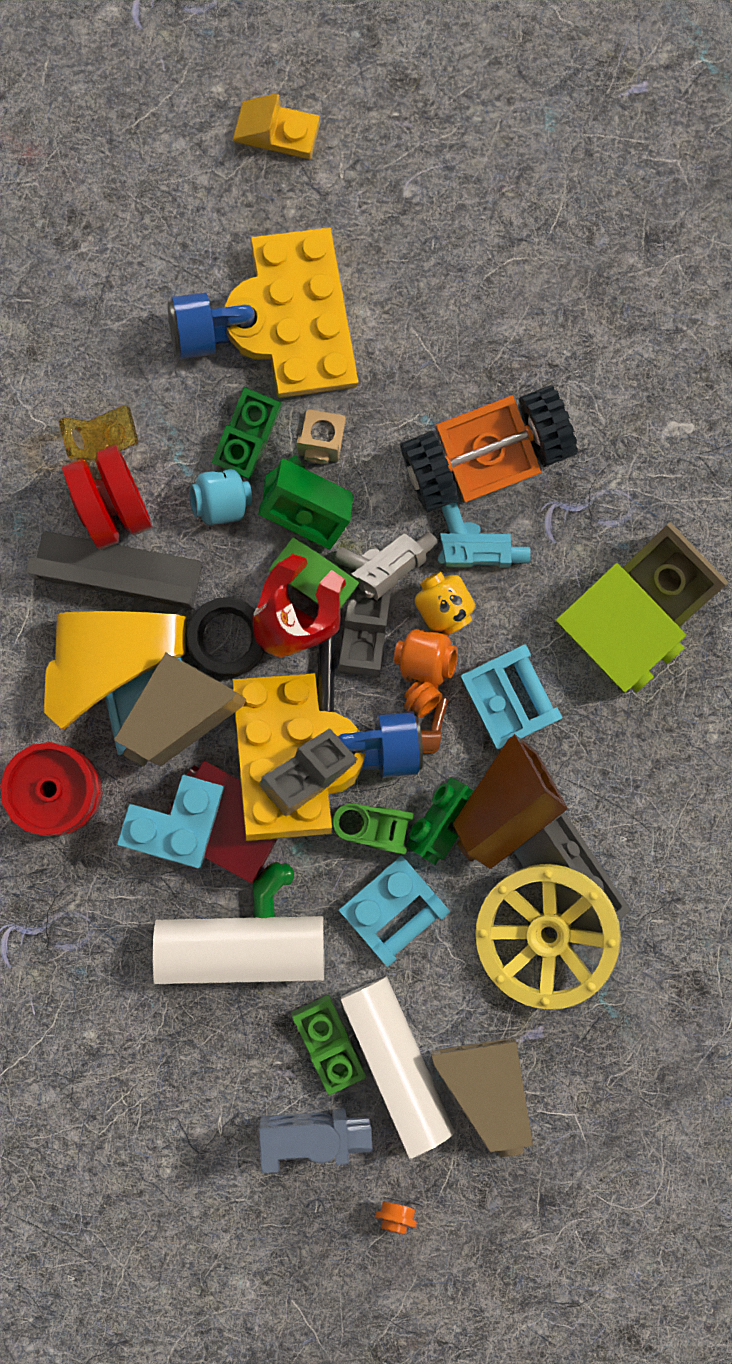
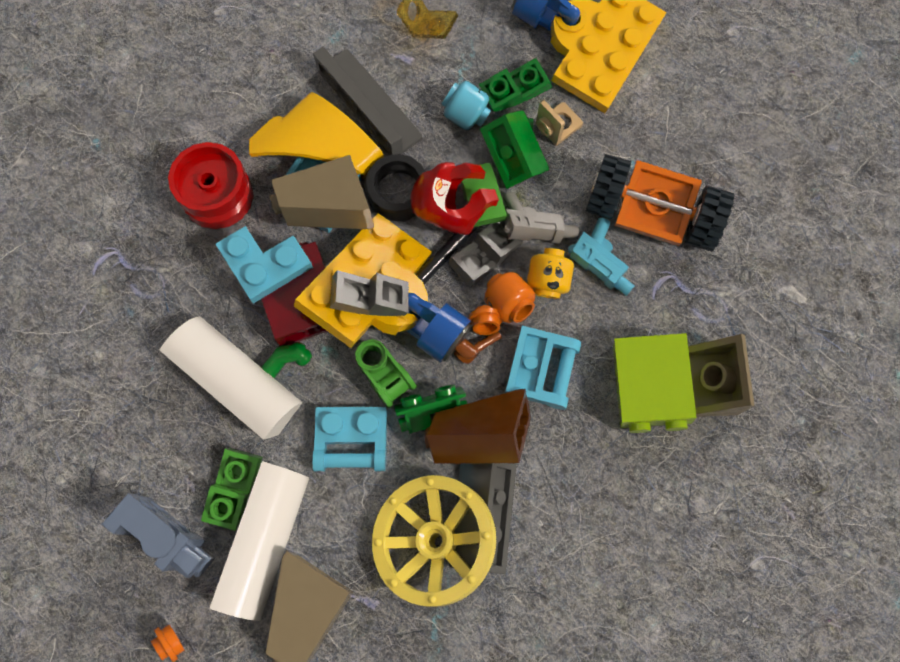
camera: 40 degrees right, 10 degrees down
(104, 498) = (398, 48): red wheel -> none

